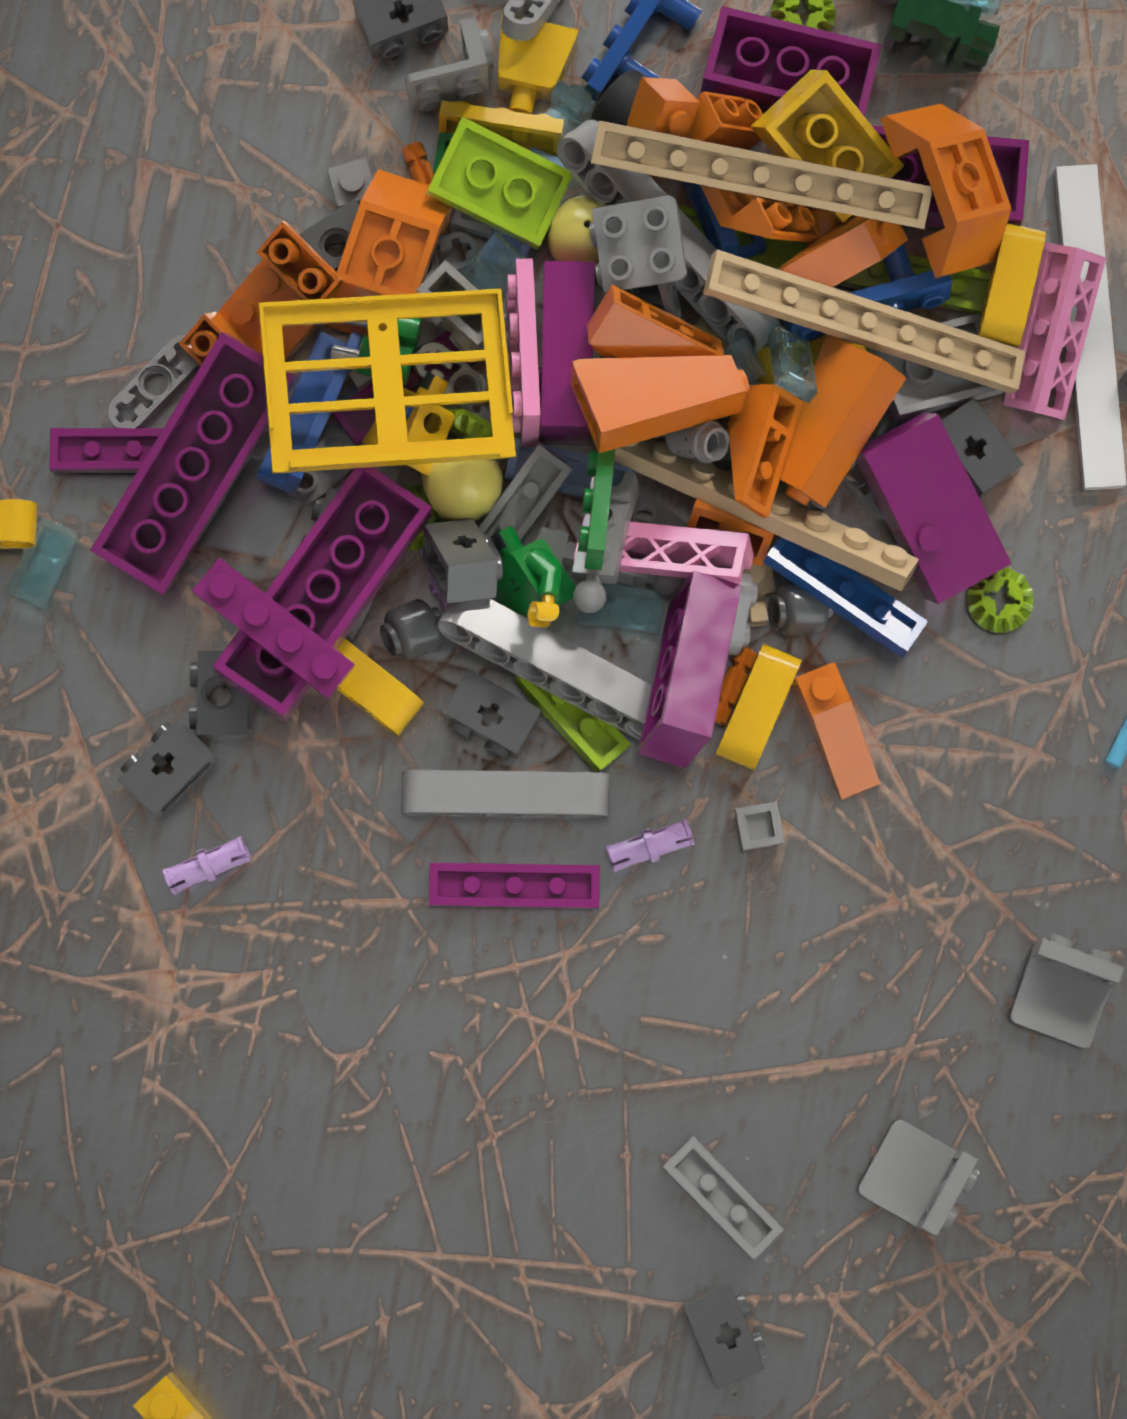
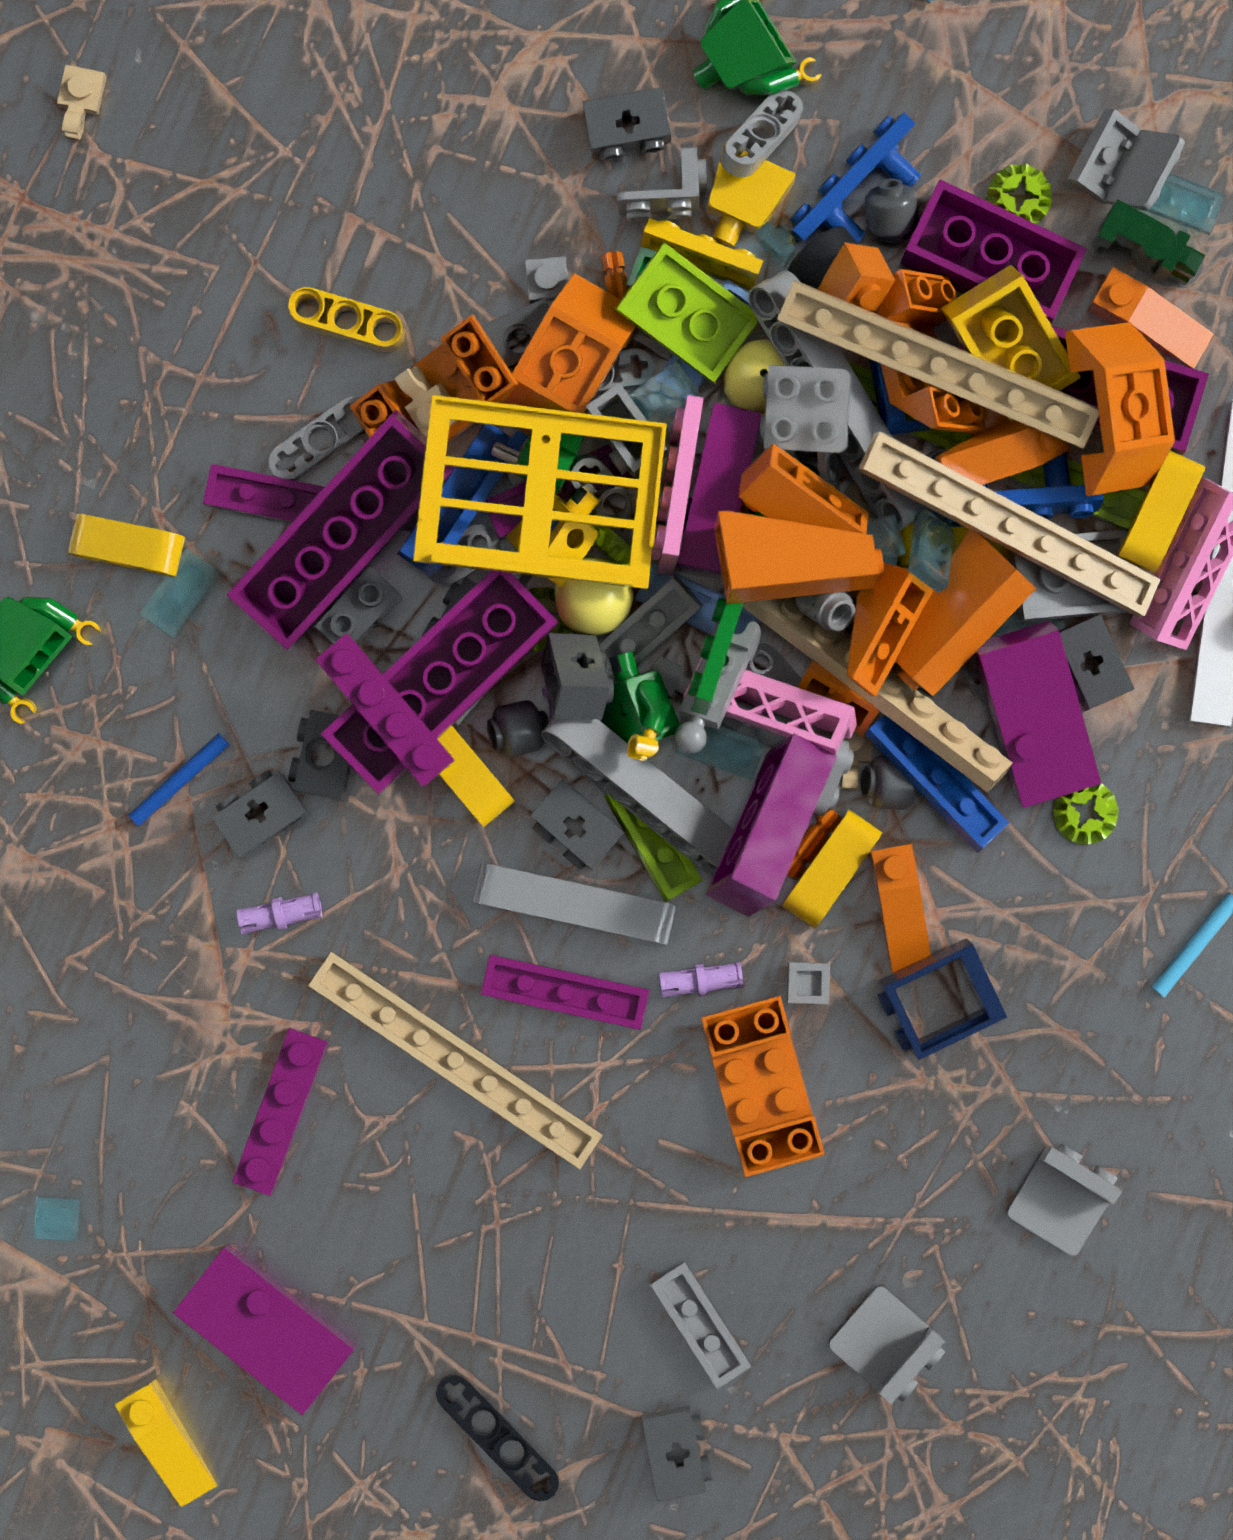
camera: 20 degrees right, 5 degrees up
(37, 1226) = (56, 1218): none -> clear light blue plate
(78, 751) = (178, 779): none -> blue bar
(144, 248) = (332, 305): none -> yellow beam
(230, 537) = (360, 608): none -> dark grey brick
(241, 308) = (416, 386): none -> tan plate
(247, 1068) = (280, 1111): none -> magenta plate
(274, 1295) = (264, 1329): none -> magenta brick
(416, 977) = (455, 1060): none -> tan plate
(535, 1361) = (502, 1432): none -> black beam
(680, 48) = (891, 210): none -> dark grey head
(734, 938) = (762, 1086): none -> orange slope
(932, 85) = (1159, 321): none -> slope
(934, 792) = (989, 1014): none -> dark blue window

